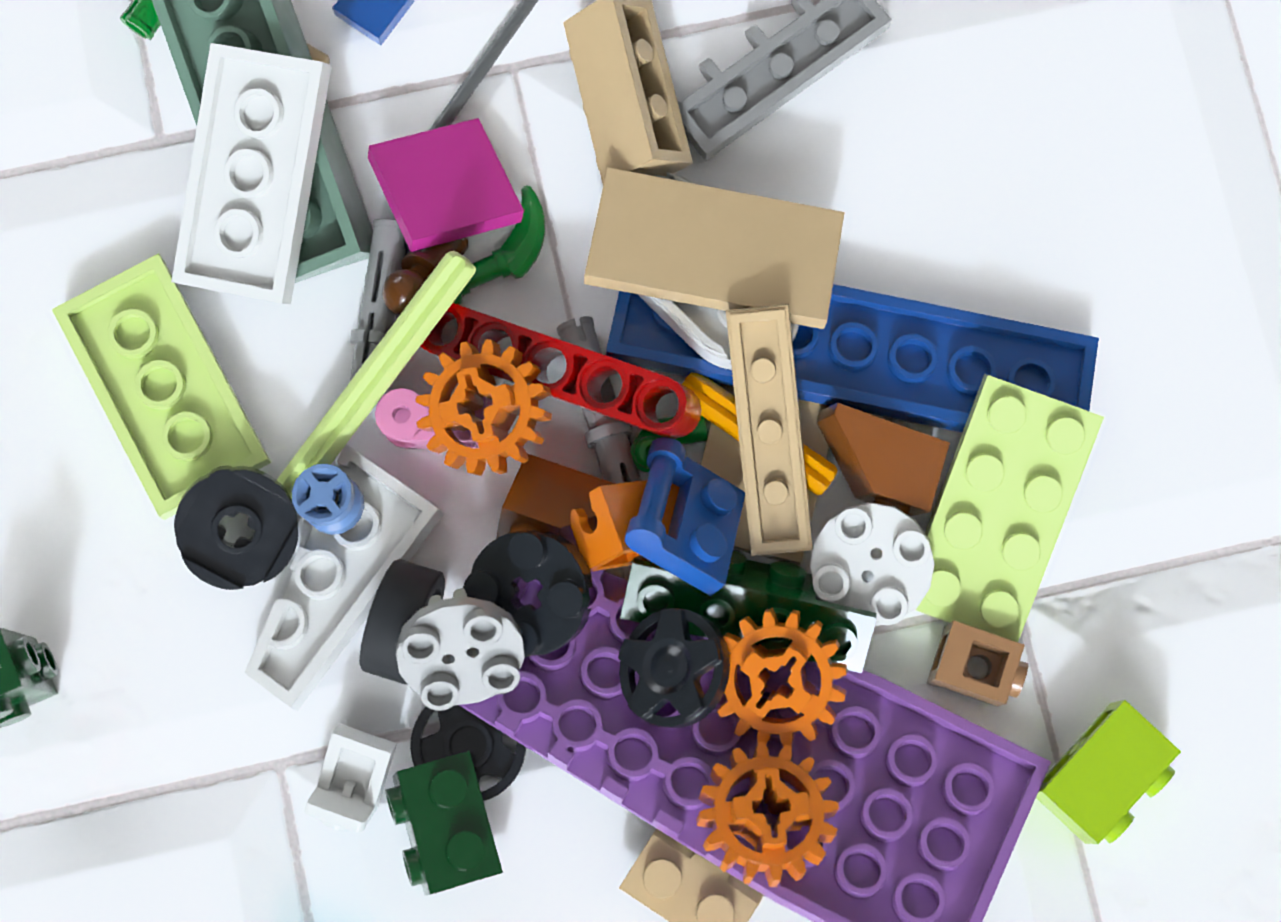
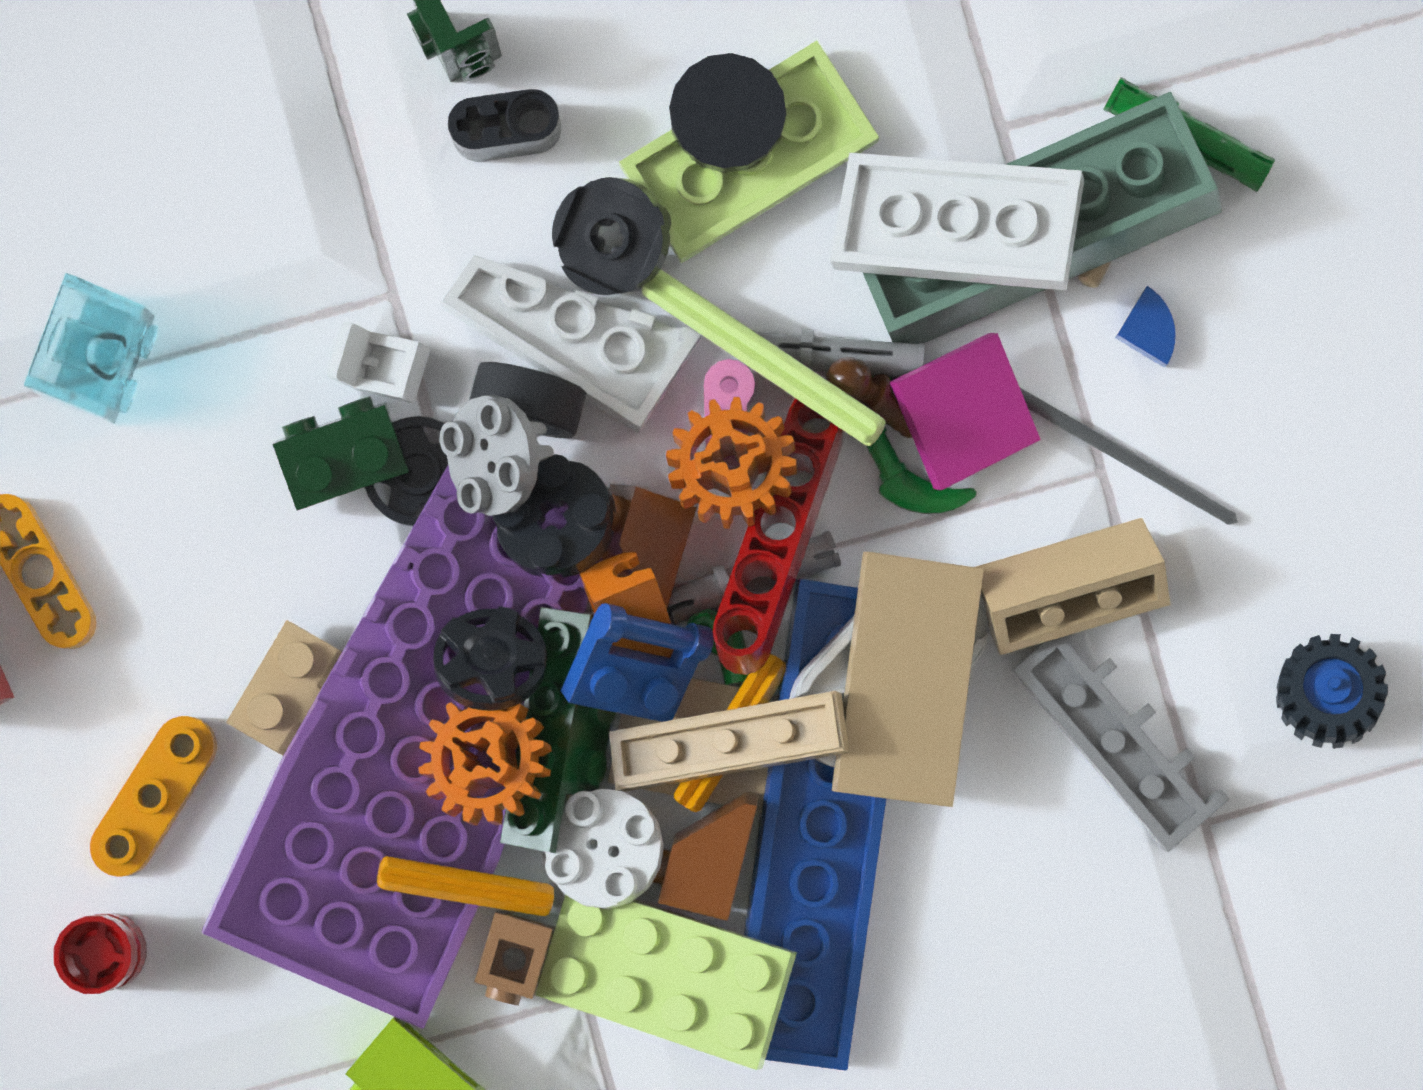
camera: 85 degrees right, 5 degrees up
(92, 650) = (488, 109): none -> black beam
(117, 400) = (727, 112): none -> black tile
(318, 489) = (647, 310): medium blue wheel -> none
(739, 815) = (356, 780): orange gear -> none
(906, 710) = (465, 886): none -> light orange axle

